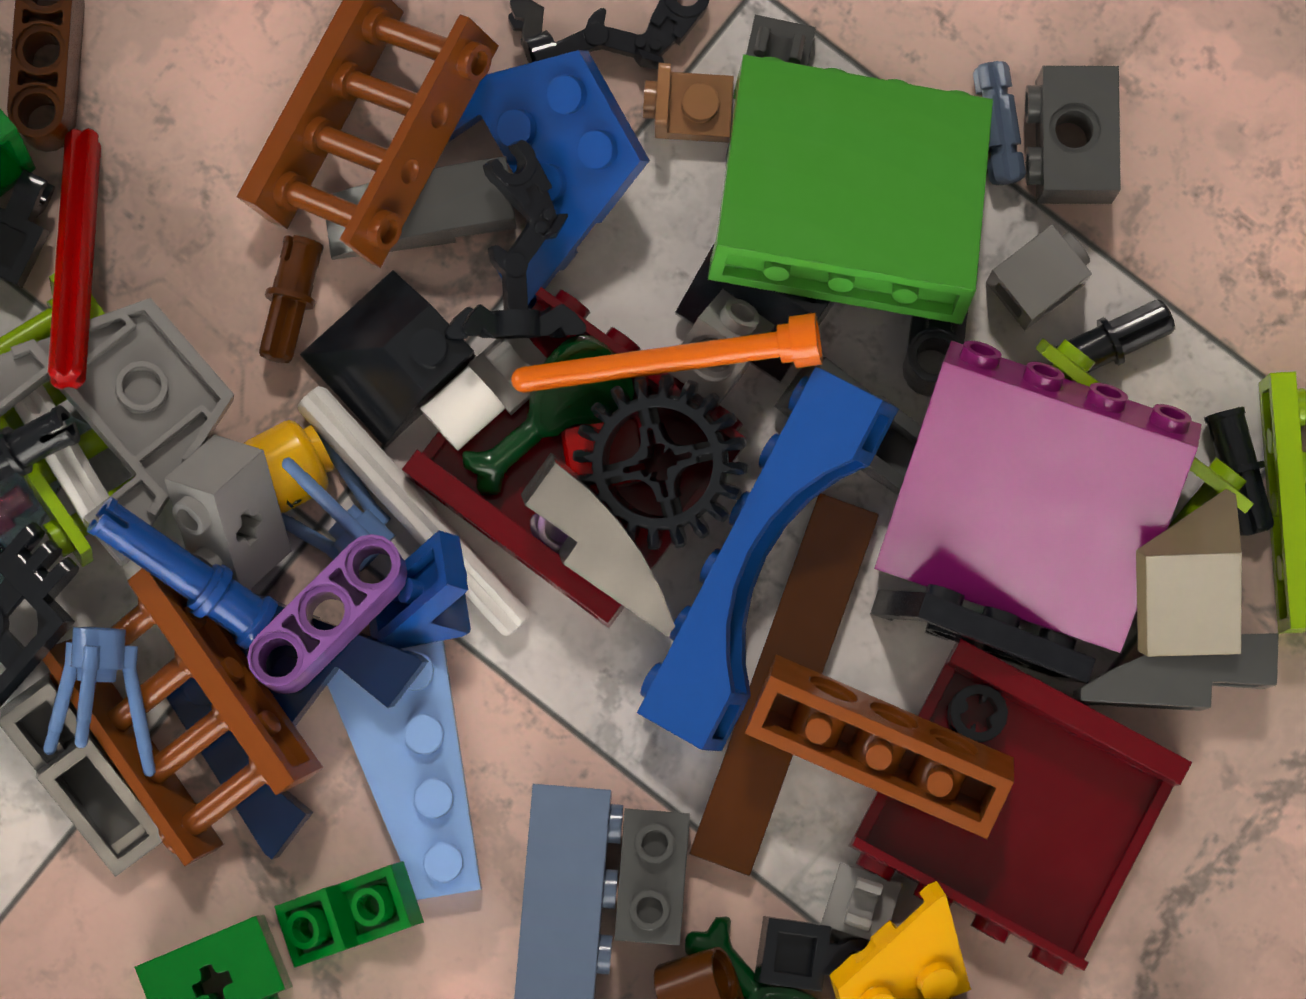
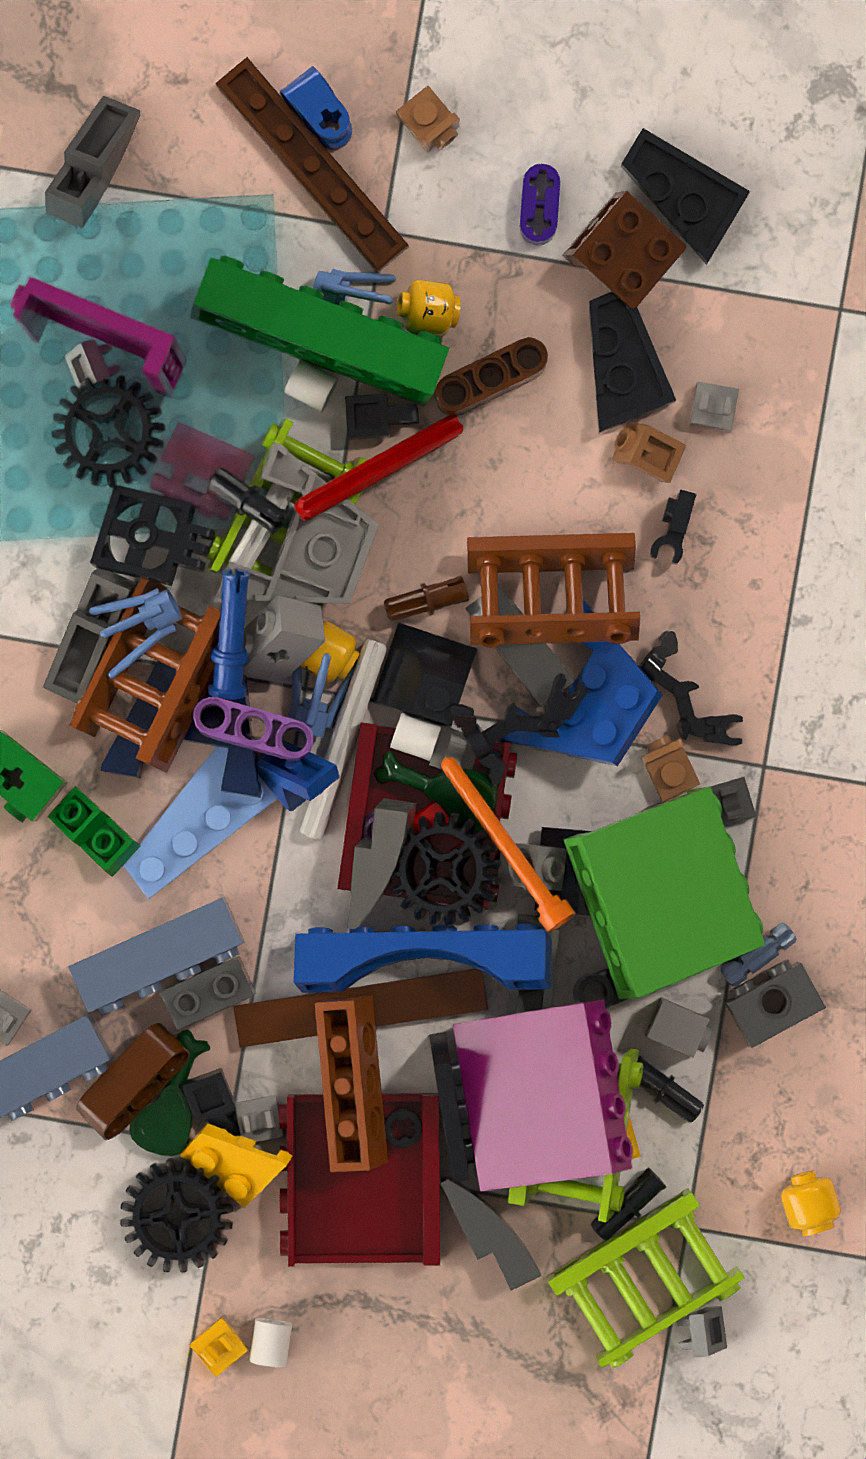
camera: 60 degrees right, 5 degrees up
(1192, 584) = (539, 1211): slope -> none

